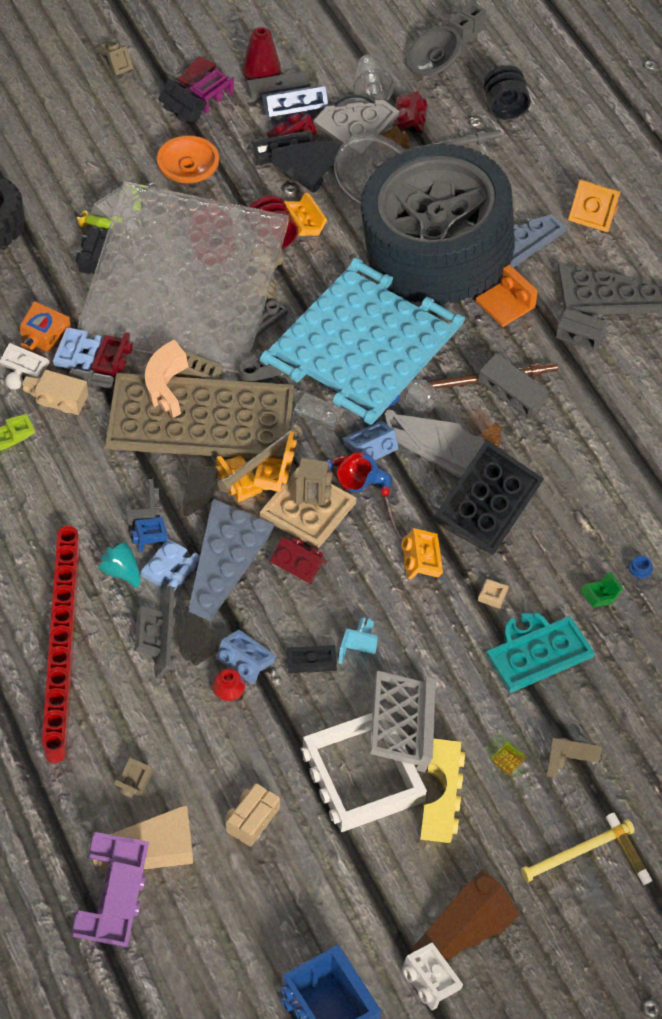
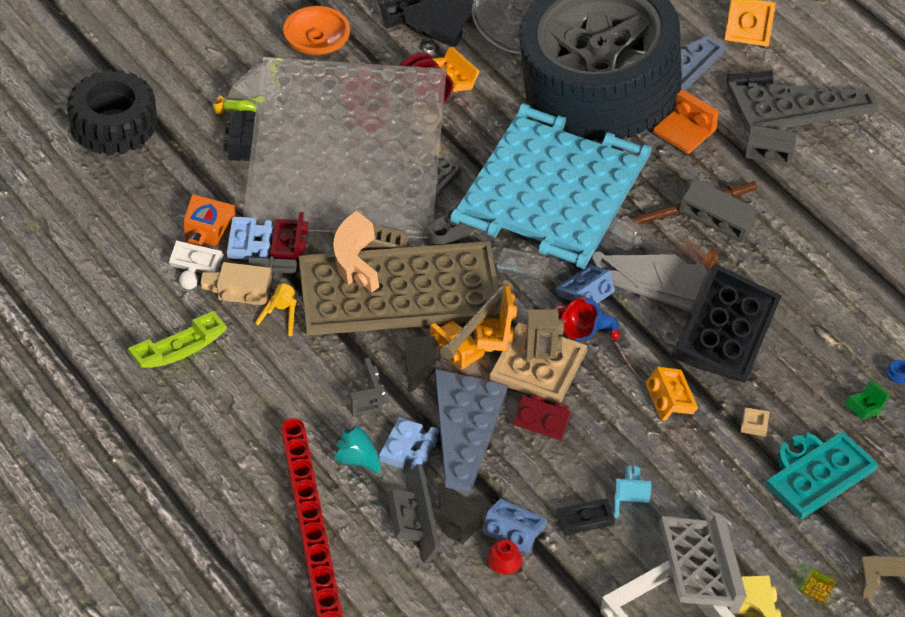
camera: 10 degrees left, 5 degrees down
(91, 411) = (281, 299): none -> yellow plant
(148, 531) = (377, 412): blue bracket -> none
(589, 262) = (749, 76): none -> black pin

